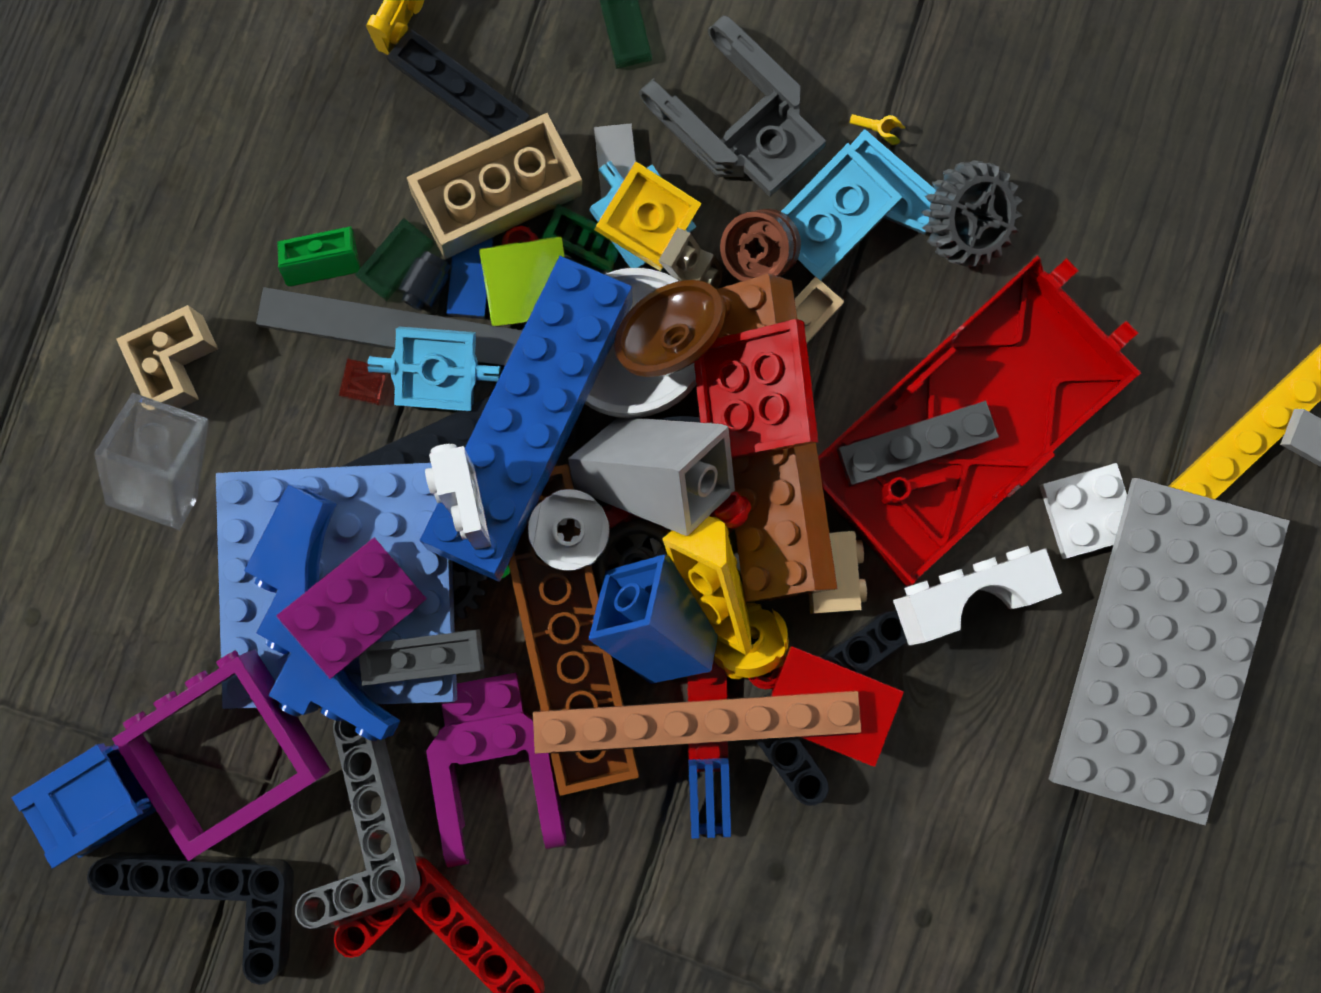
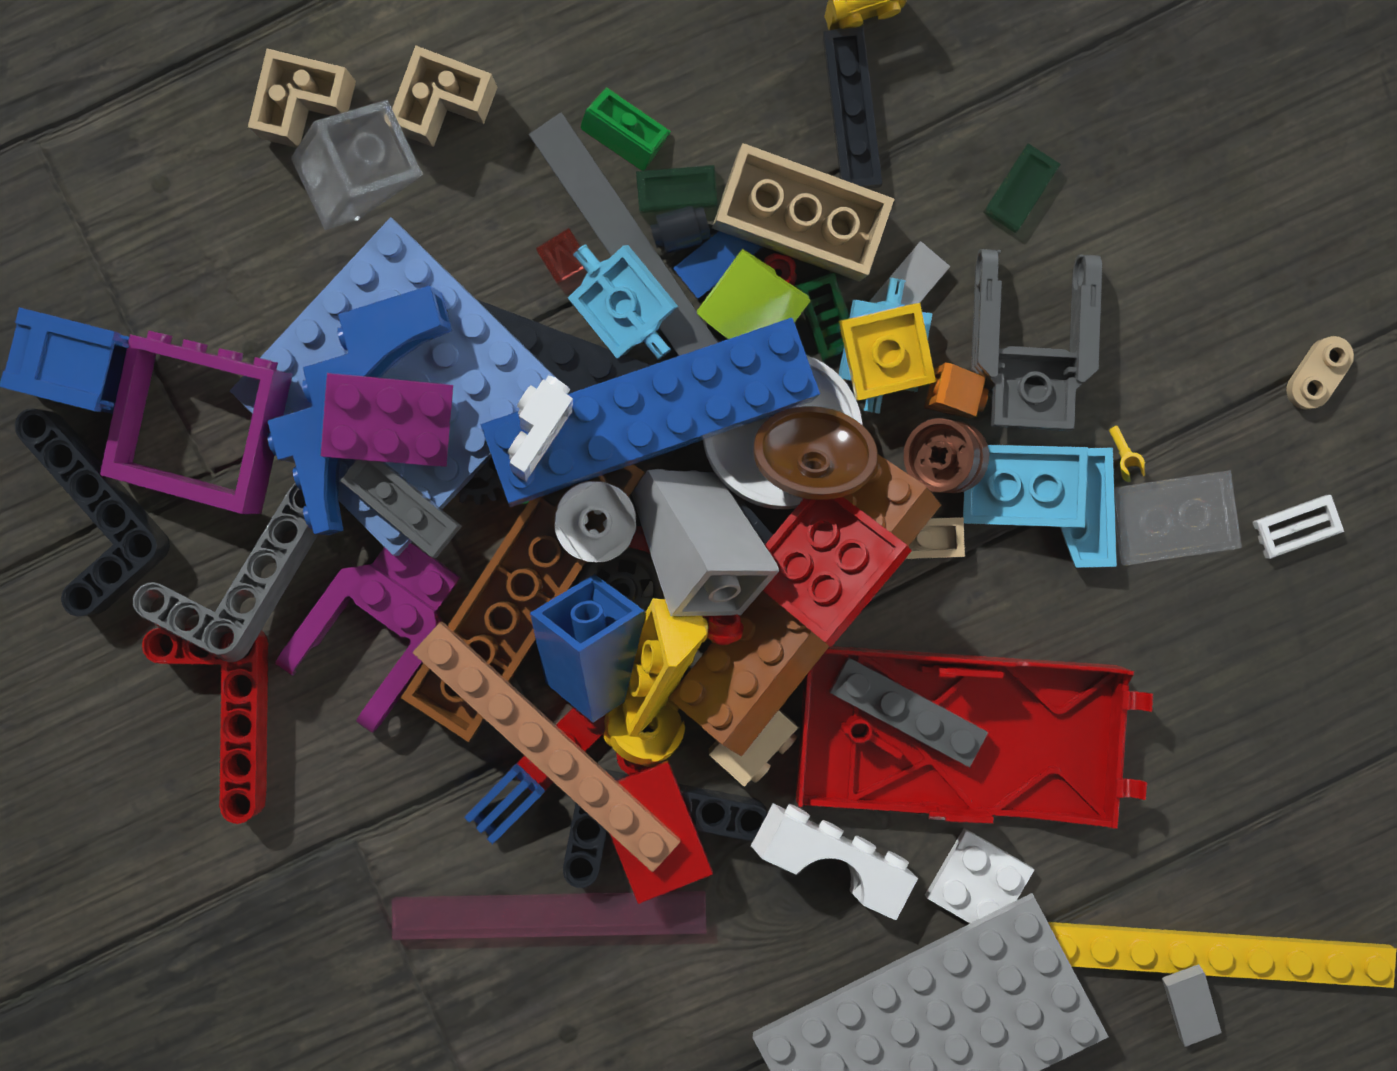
camera: 50 degrees right, 5 degrees up
(60, 454) = (290, 89): none -> tan brick
(687, 261) = (883, 417): dark tan slope -> none
(722, 198) = (956, 391): none -> orange slope
(821, 847) = (547, 915): none -> clear pink tile
(956, 127) = (1176, 518): none -> clear tile
(985, 194) = (1145, 579): dark grey gear -> none
(1029, 85) = (1267, 537): none -> white tile

